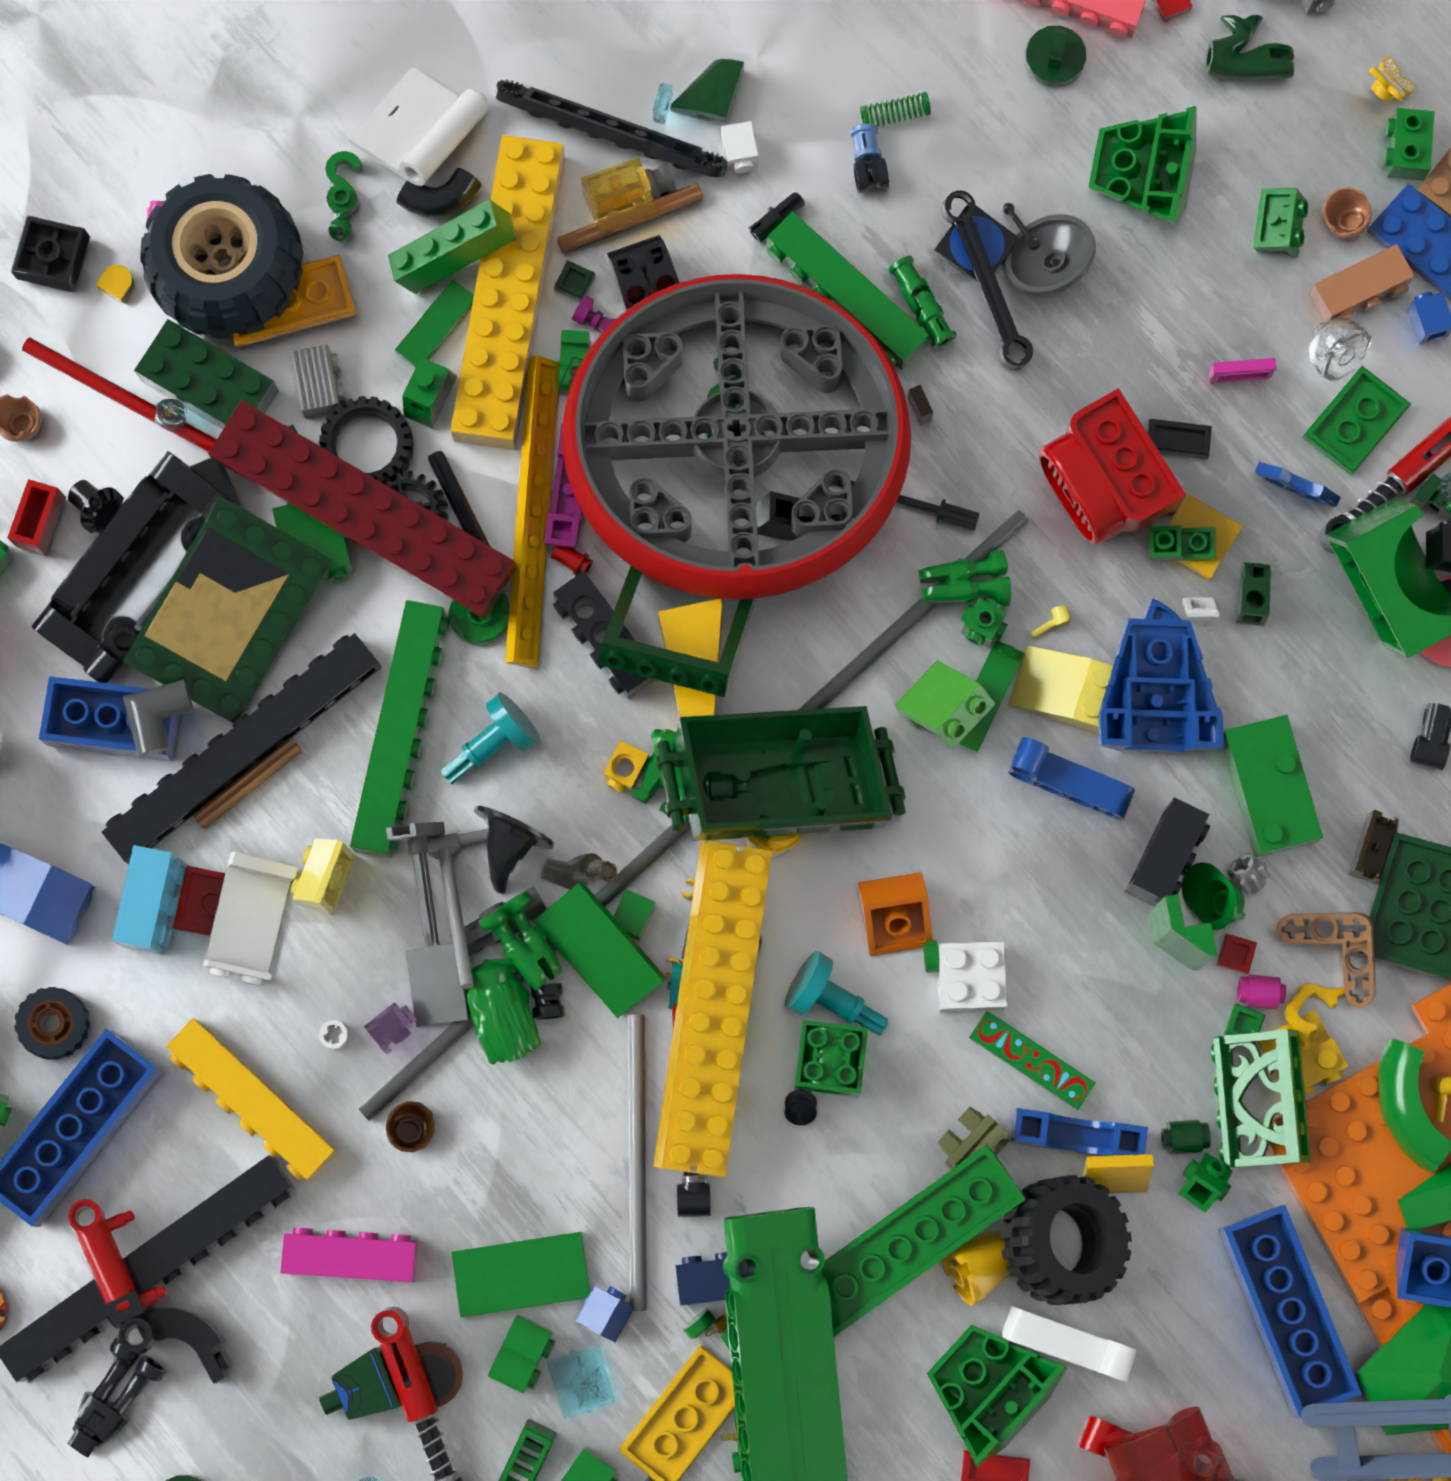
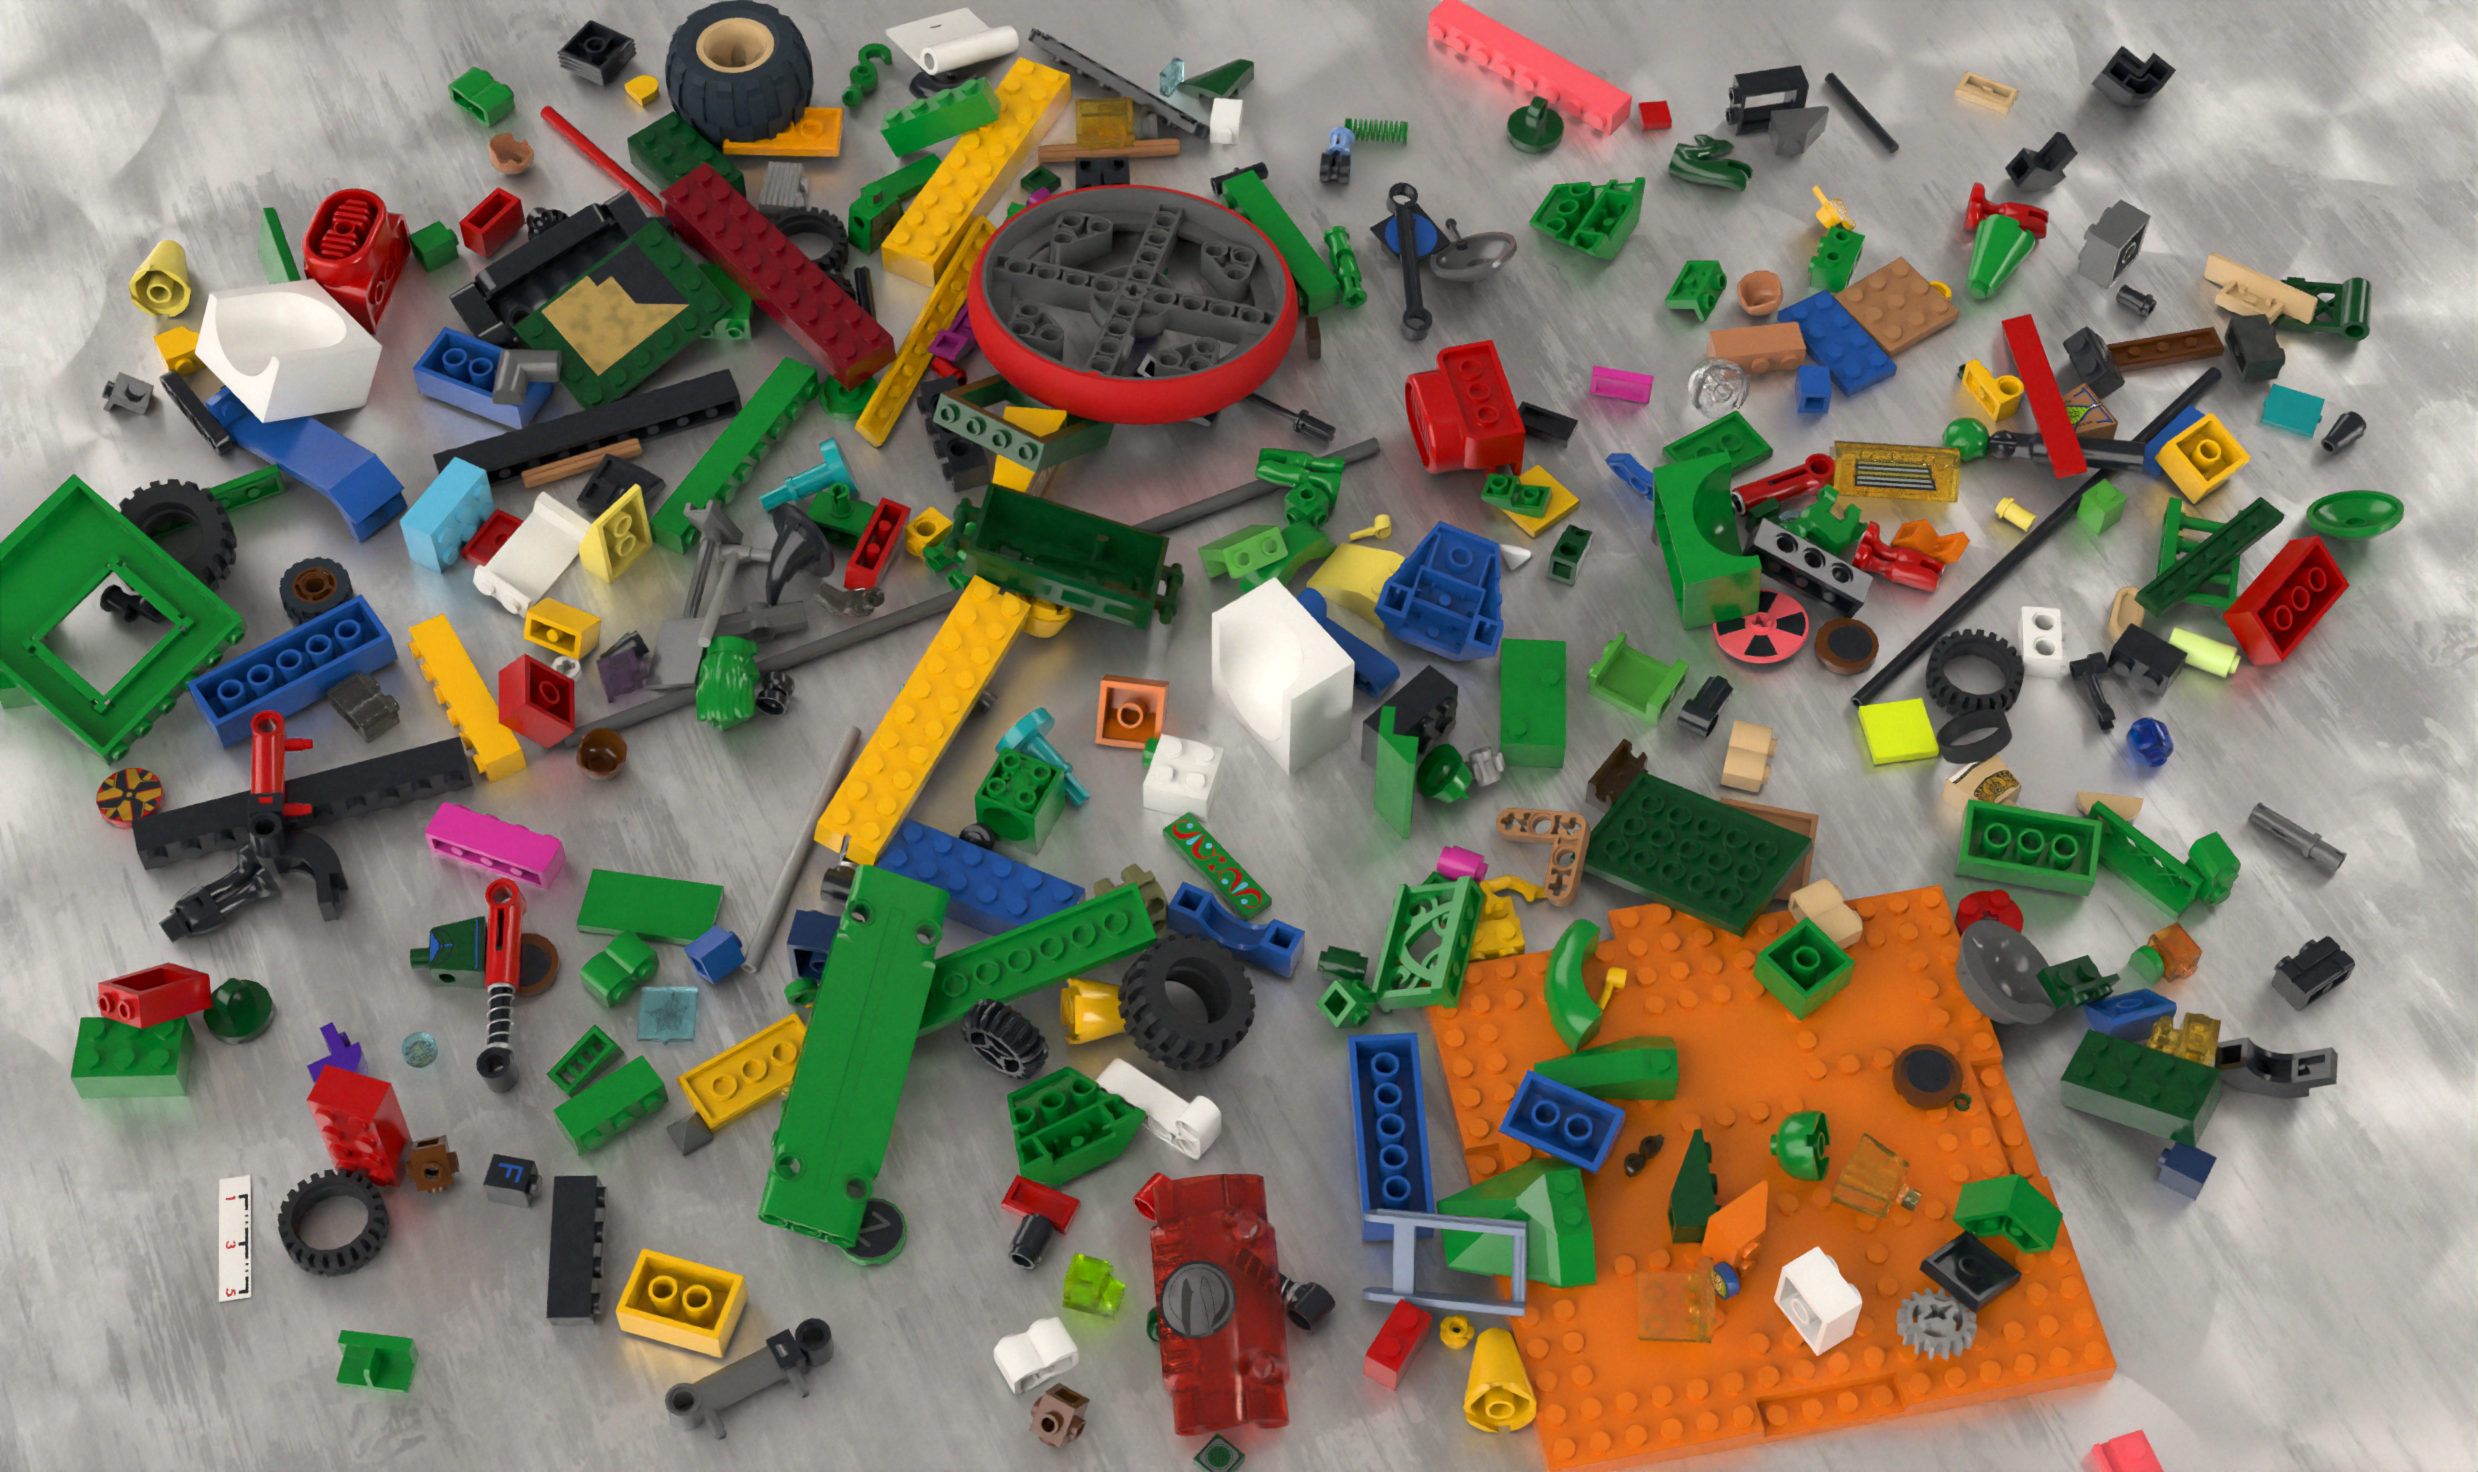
camera: 15 degrees right, 25 degrees down
(156, 1140) = (364, 706): none -> clear smoke brick
(171, 414) = (644, 182): clear light blue tile -> none
(300, 805) = (613, 480): none -> black plate
(313, 994) = (562, 628): none -> yellow brick
(327, 1095) = (536, 701): none -> red brick
(383, 994) = (626, 643): none -> black cone
(531, 953) = (775, 641): green piece -> none
(534, 776) = (840, 517): none -> green brick
(584, 803) = (877, 545): none -> red brick
(599, 949) = (840, 658): green tile -> none
(634, 913) = (884, 648): green brick -> none
(825, 1161) = (983, 886): none -> blue brick
(912, 1330) = (1004, 1039): none -> black gear
(1039, 854) = (1282, 675): none -> white piece
(1120, 1172) = (1267, 965): yellow tile -> none
(1236, 953) = (1450, 832): red tile -> none
(1360, 725) = (1636, 681): none -> bright green panel

